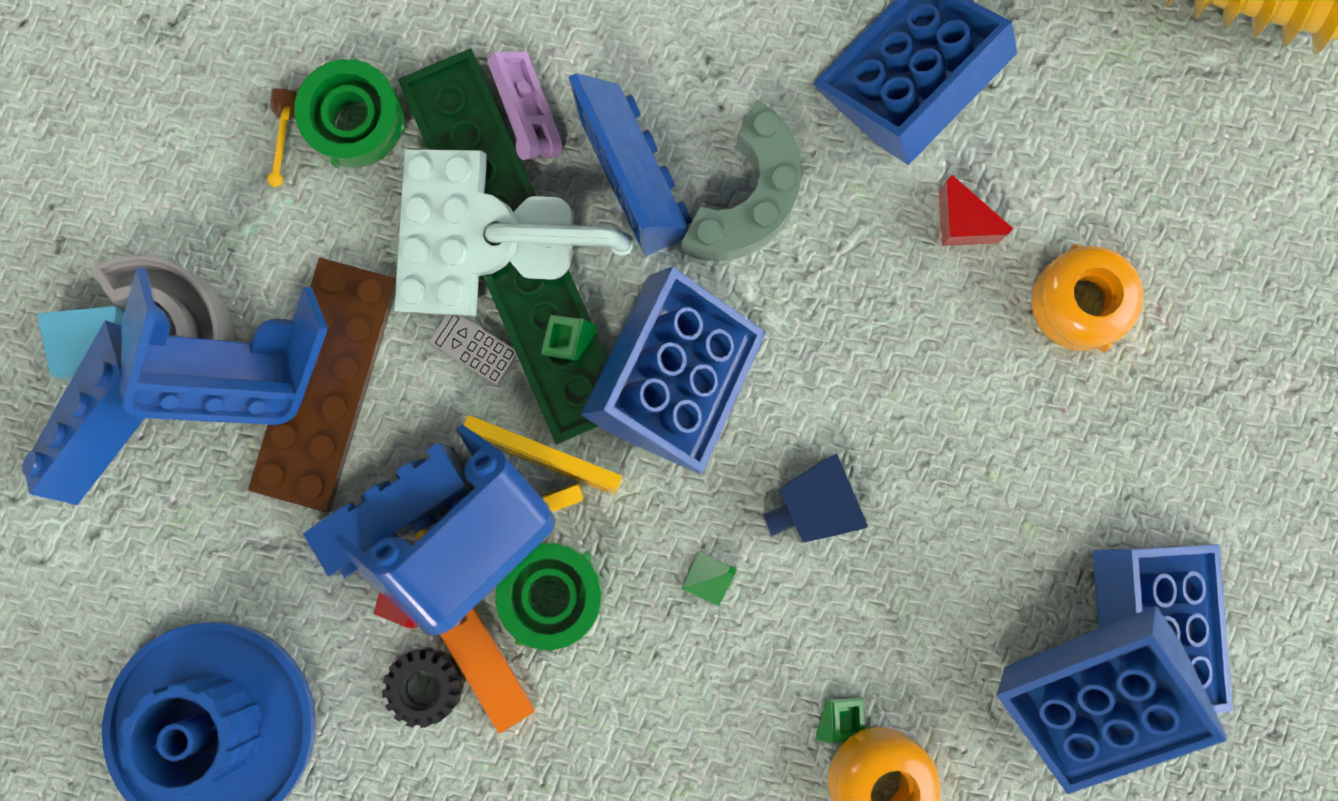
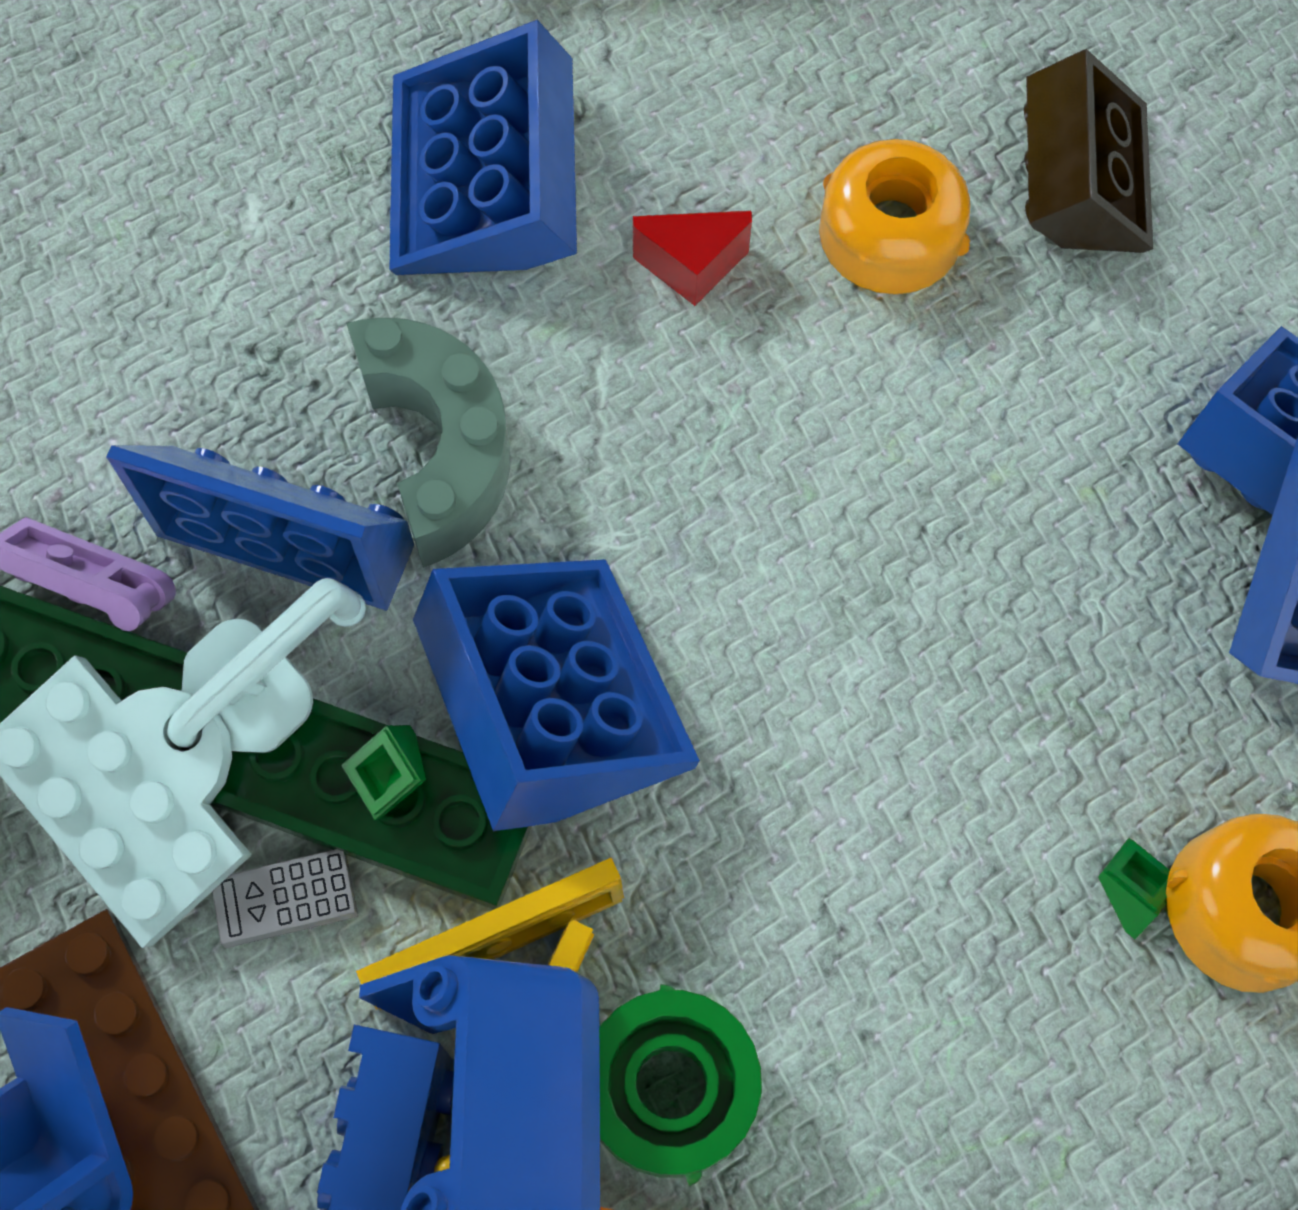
camera: 50 degrees left, 15 degrees down
(709, 578) = (827, 881): green slope -> none
(817, 504) = (856, 677): dark blue torso -> none
(1221, 364) = (1087, 158): none -> dark brown slope

